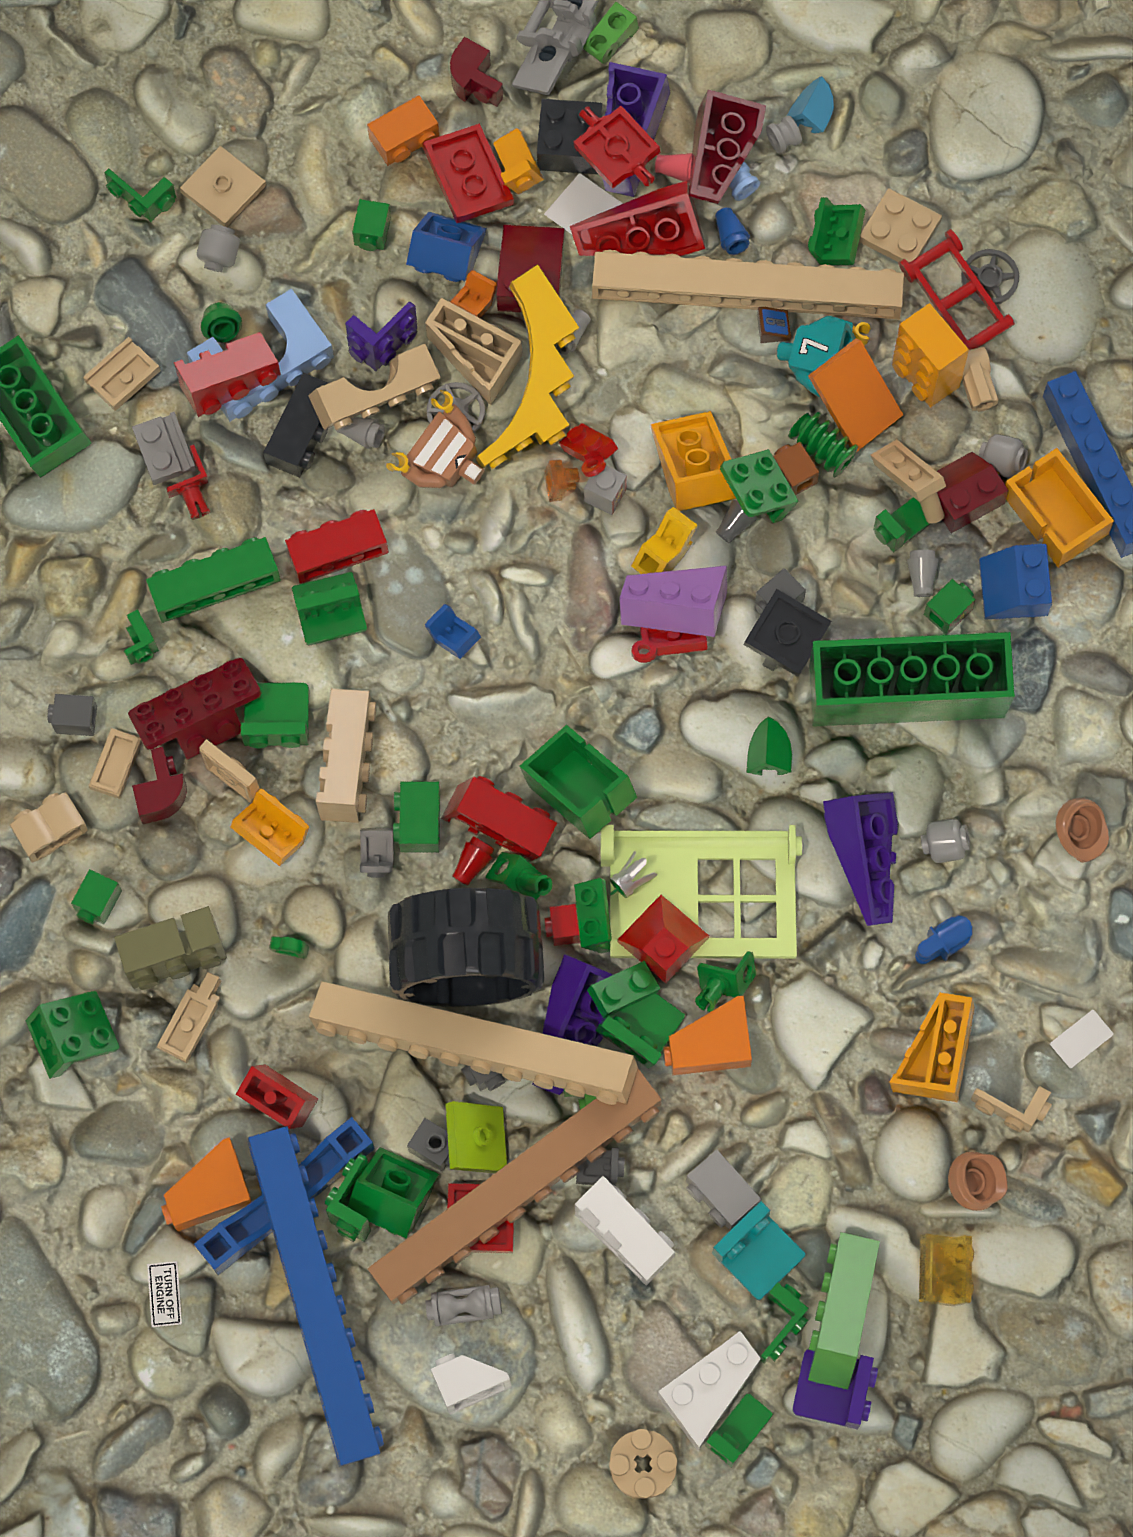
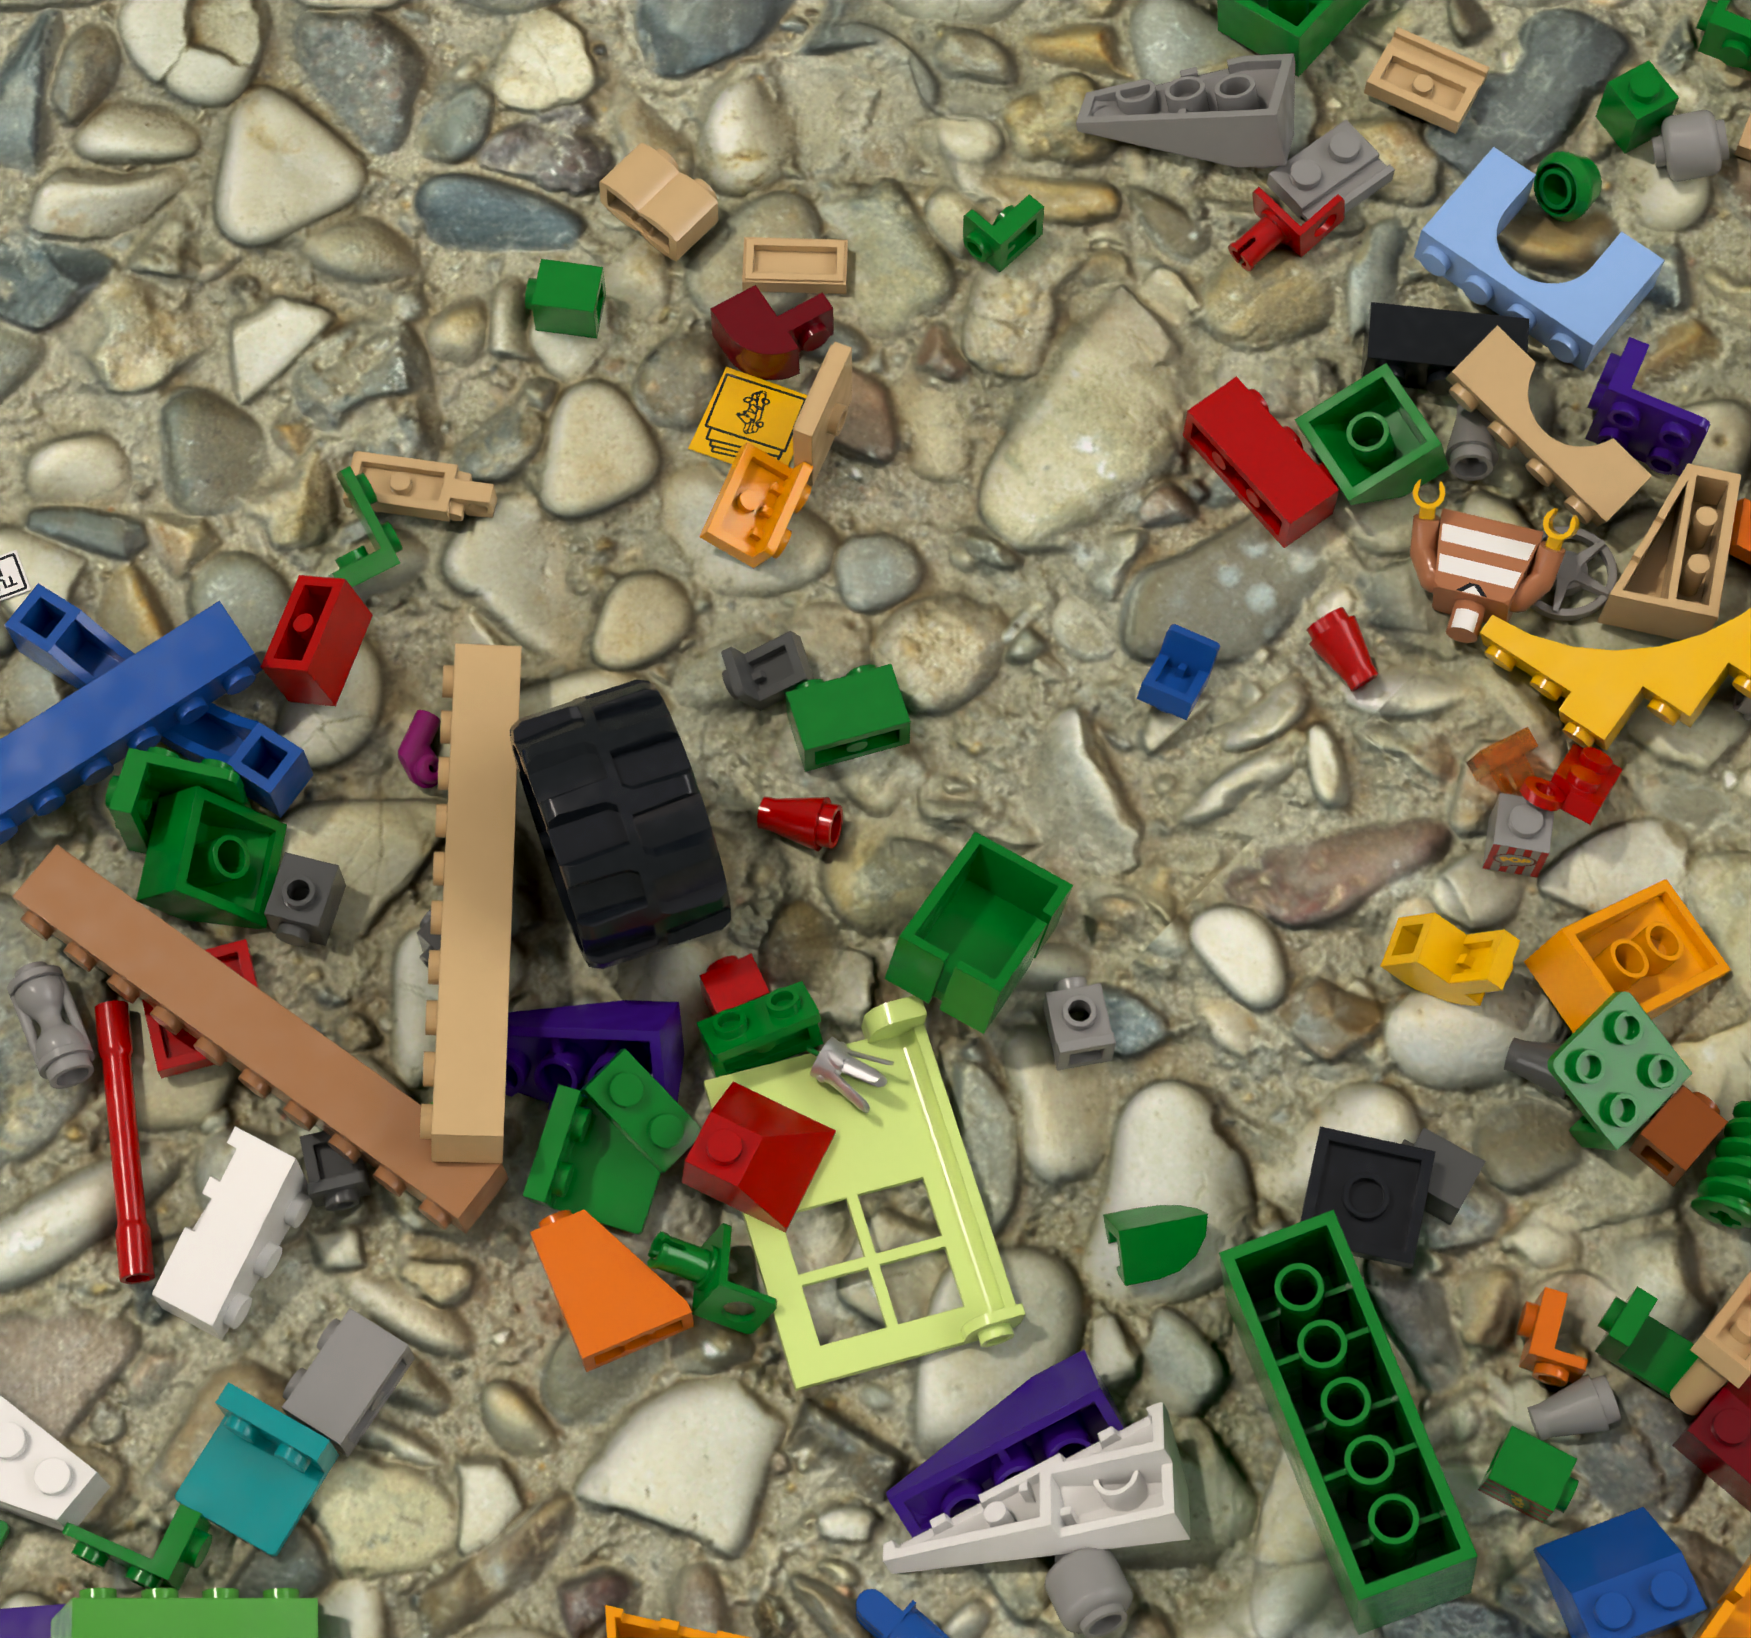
camera: 70 degrees right, 5 degrees down
(71, 1031) = (350, 334): green bracket -> none
(73, 714) = (849, 180): dark grey brick -> none
(102, 499) = (1220, 116): none -> light grey wedge
(165, 952) = (493, 395): olive piece -> none
(183, 267) = (1636, 106): none -> green brick
(197, 709) = (914, 347): dark red bracket -> none
(208, 817) = (750, 412): none -> yellow sticker
(208, 1189) = (144, 586): orange slope -> none
(213, 579) = (1136, 300): green brick -> none
(227, 374) = (1472, 200): wedge -> none
(234, 1053) = (358, 564): none -> green bracket
(277, 716) = (946, 459): green bracket -> none
(289, 947) = (571, 593): green tile -> none
(329, 608) = (1153, 482): green bracket -> none
(345, 756) = (910, 574): tan wedge -> none
(347, 481) = (1373, 439): none -> green slope
(362, 1061) = (415, 750): none -> magenta arm
(462, 541) = (1343, 648): none -> red cone
(475, 1137) = (329, 955): lime plate -> none
(490, 1274) = (132, 1229): none -> red piece
(500, 817) = (883, 837): red wedge -> none
(520, 876) = (794, 901): green bracket -> none
(646, 758) = (1078, 1041): none -> light grey brick
(666, 643) = (1291, 1017): red hinge -> none
(675, 600) = (1361, 1004): medium lavender wedge -> none
(878, 574) = (1541, 1326): none -> orange bracket
(903, 816) = (1103, 1497): none -> white wedge

